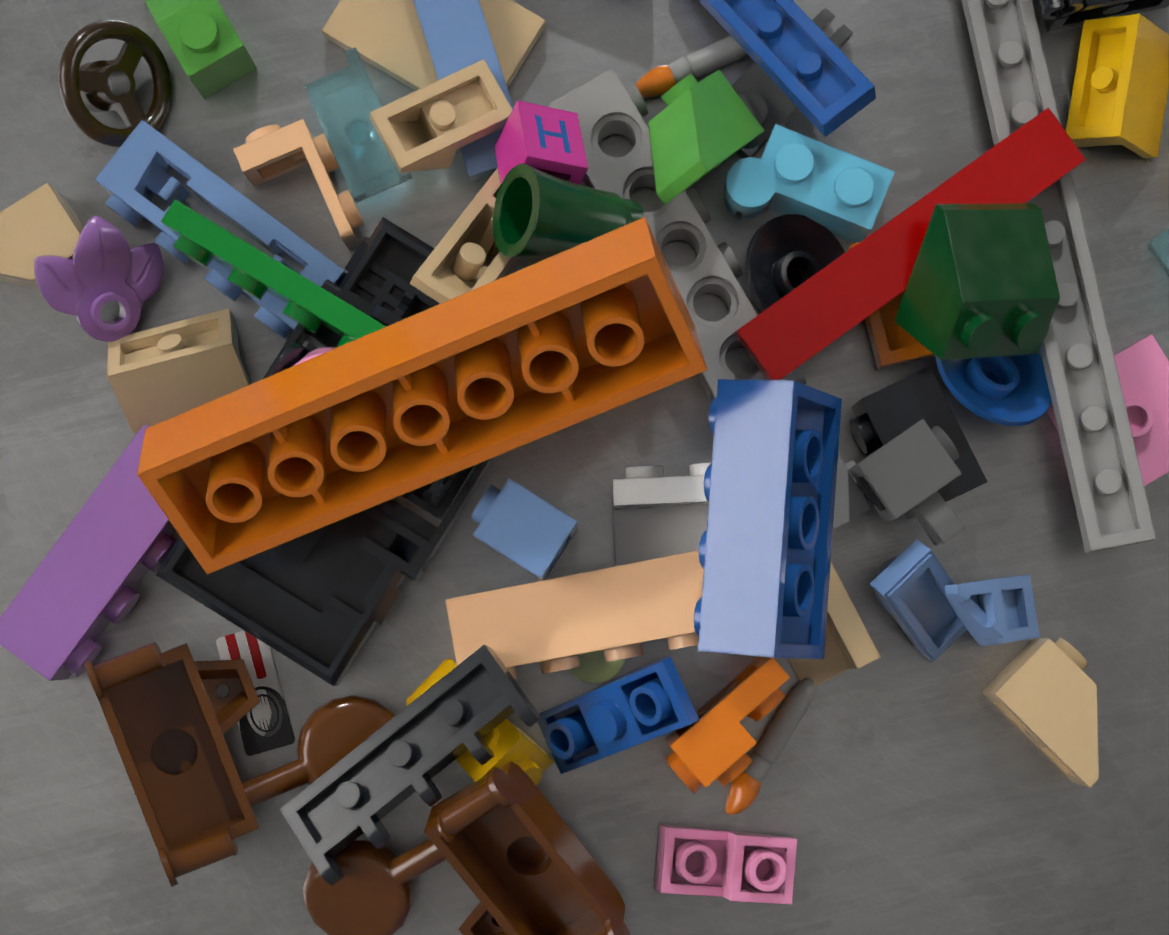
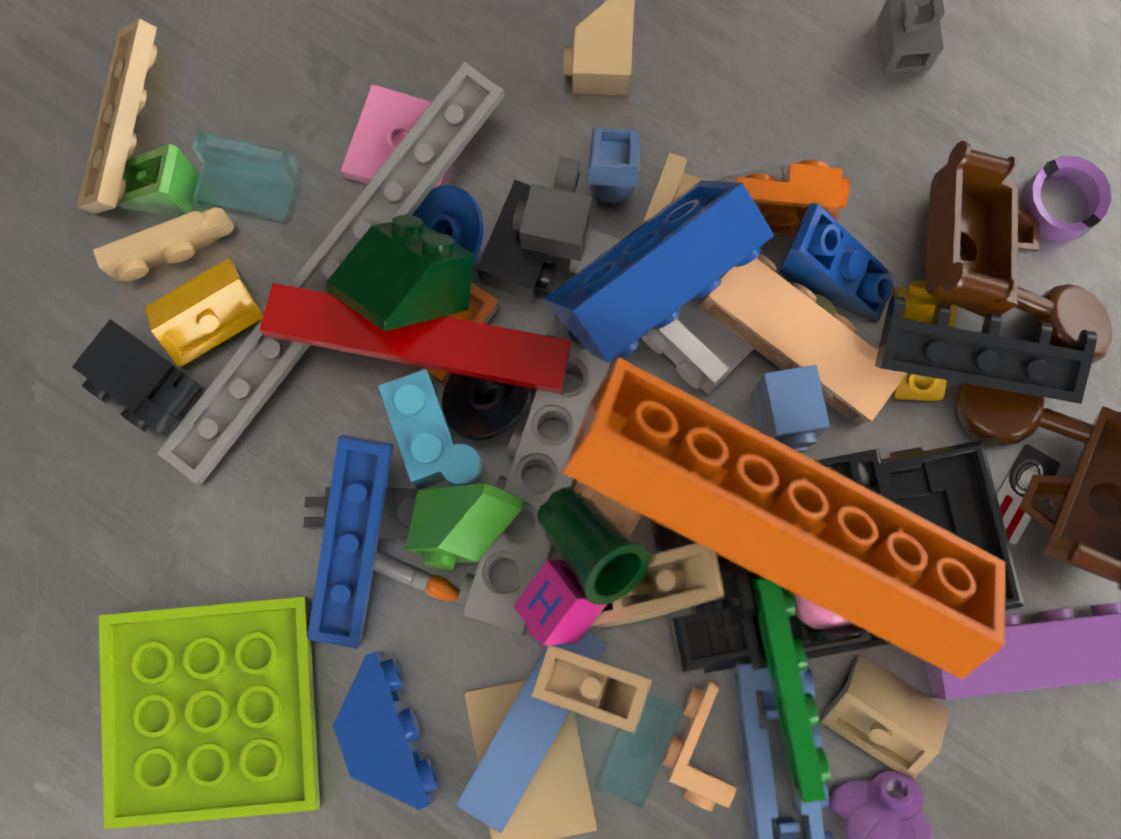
camera: 130 degrees left, 5 degrees down
(725, 864) = (855, 146): bright pink slope -> none
(996, 609) = (579, 119): medium blue slope -> none

